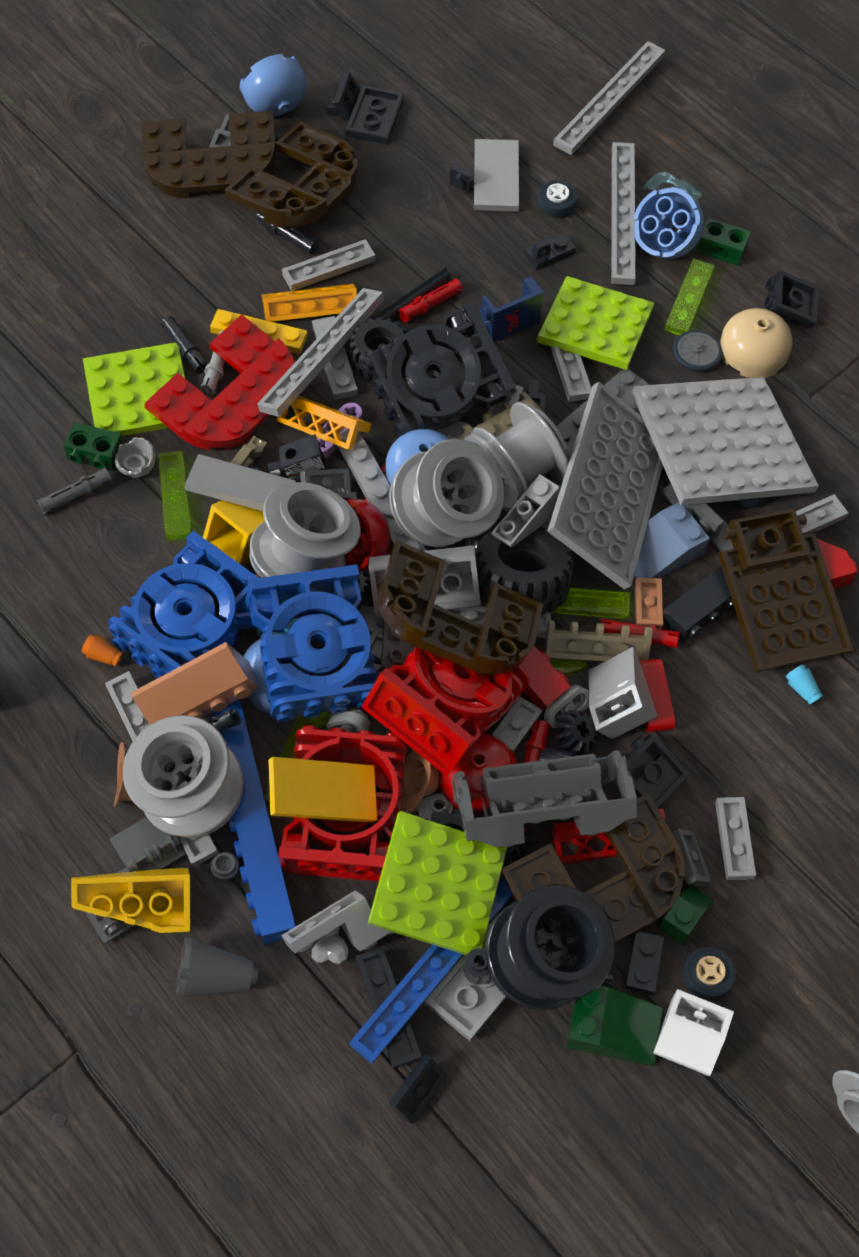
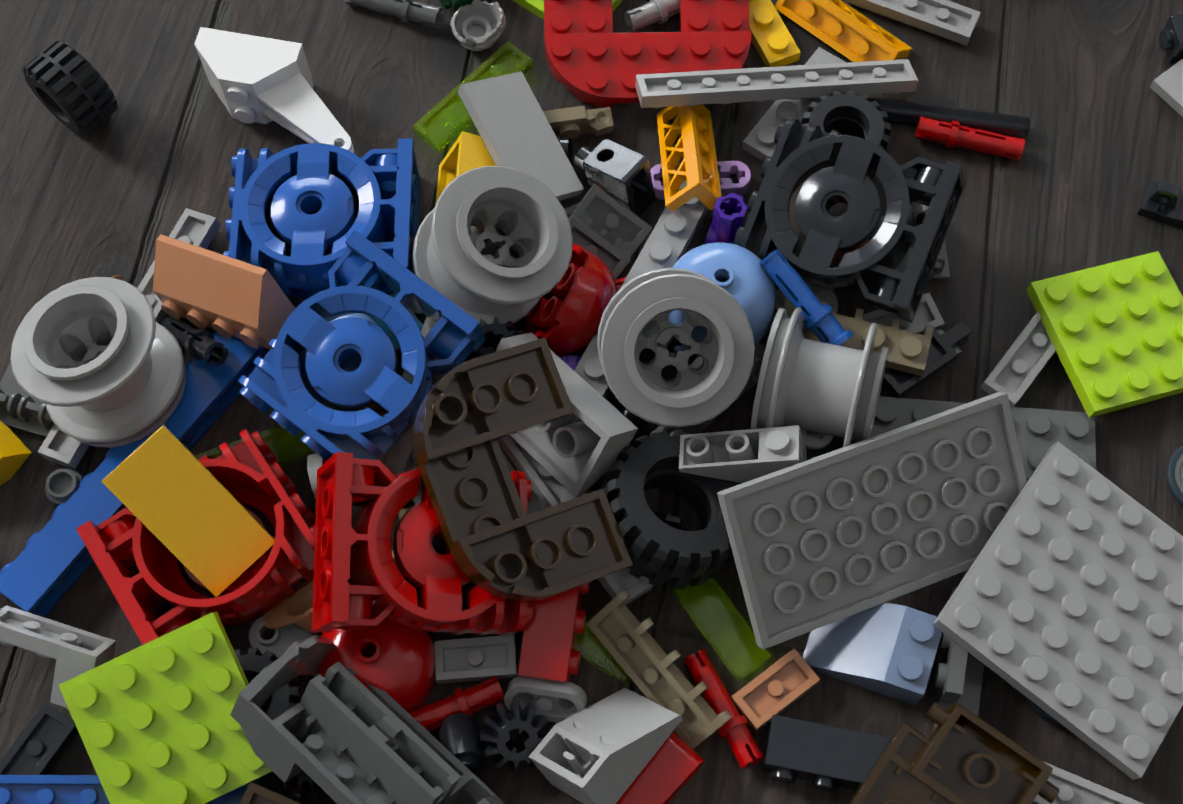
camera: 55 degrees right, 5 degrees up
(65, 581) = (267, 83): none -> white slope
(101, 650) = (220, 173): orange cone -> none
(330, 948) = (38, 672): light grey rock -> none
(382, 433) = (727, 217): none -> dark purple piece
(462, 427) = (816, 315): none -> blue pin
(514, 315) = (1032, 236): dark blue panel -> none

